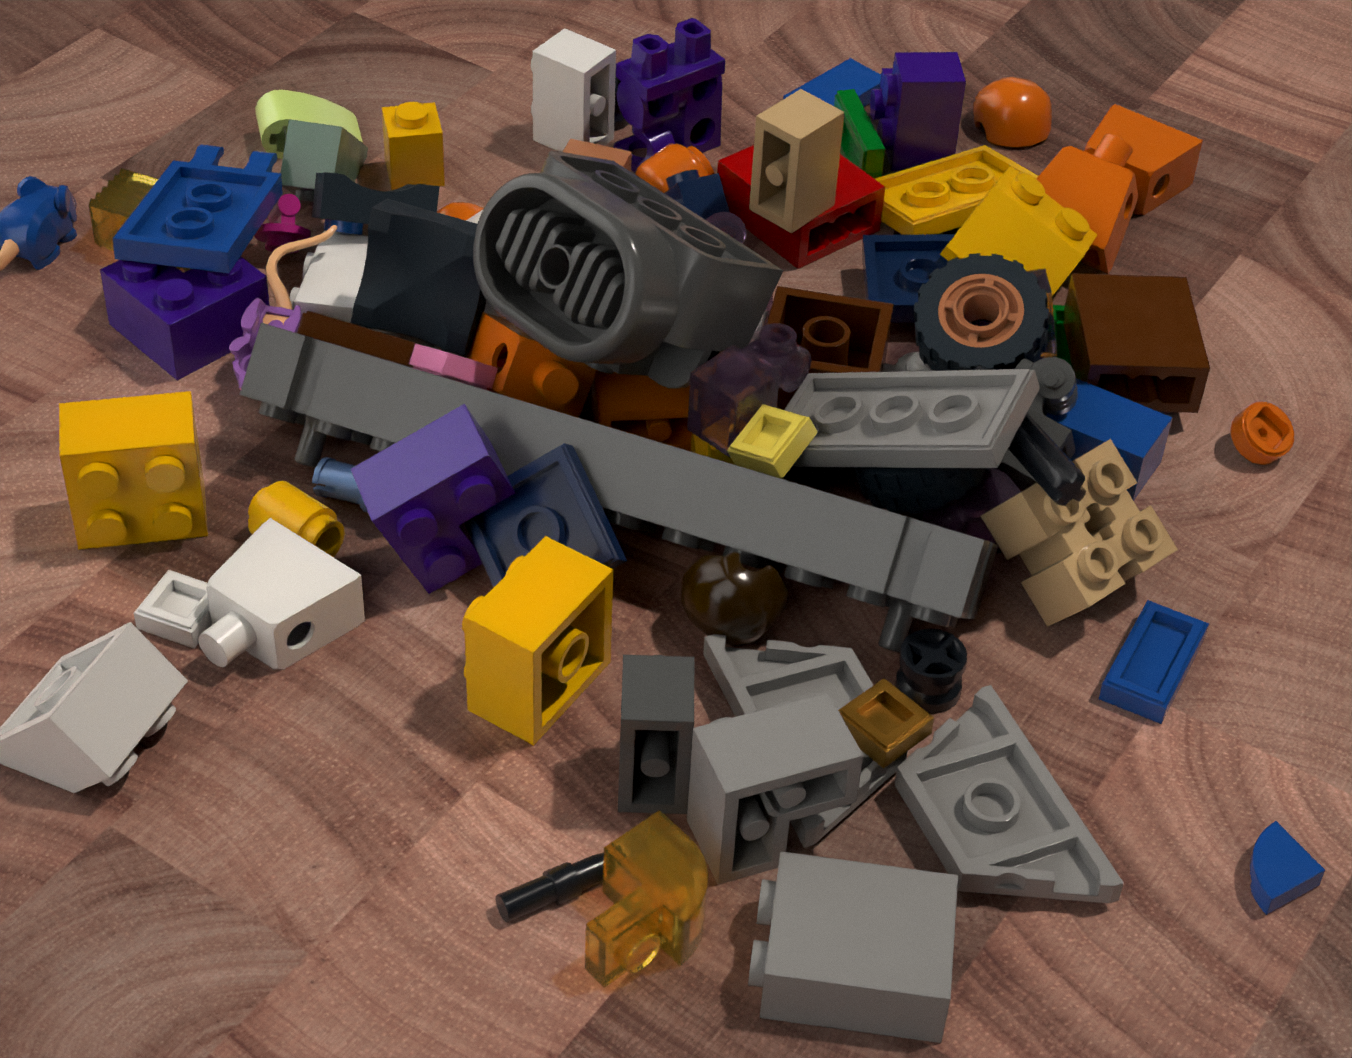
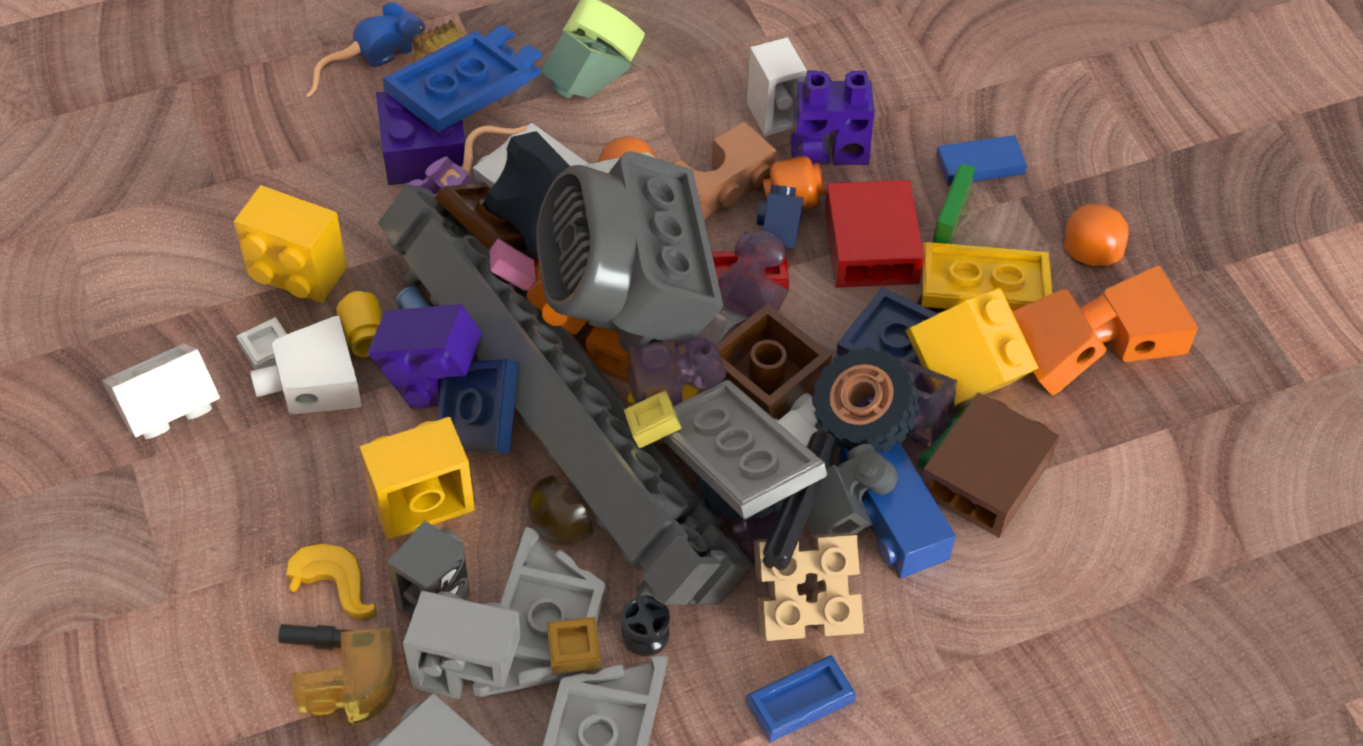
camera: 35 degrees right, 10 degrees up
(282, 225) = (520, 109): dark pink plate -> none
(350, 204) = (574, 118): black brick -> none
(413, 144) = (649, 79): yellow brick -> none
(493, 799) = (334, 564): none -> yellow piece
(796, 160) = (849, 215): tan brick -> none
(919, 107) = (1010, 204): dark purple brick -> none
(1262, 433) = (1030, 577): orange tile -> none

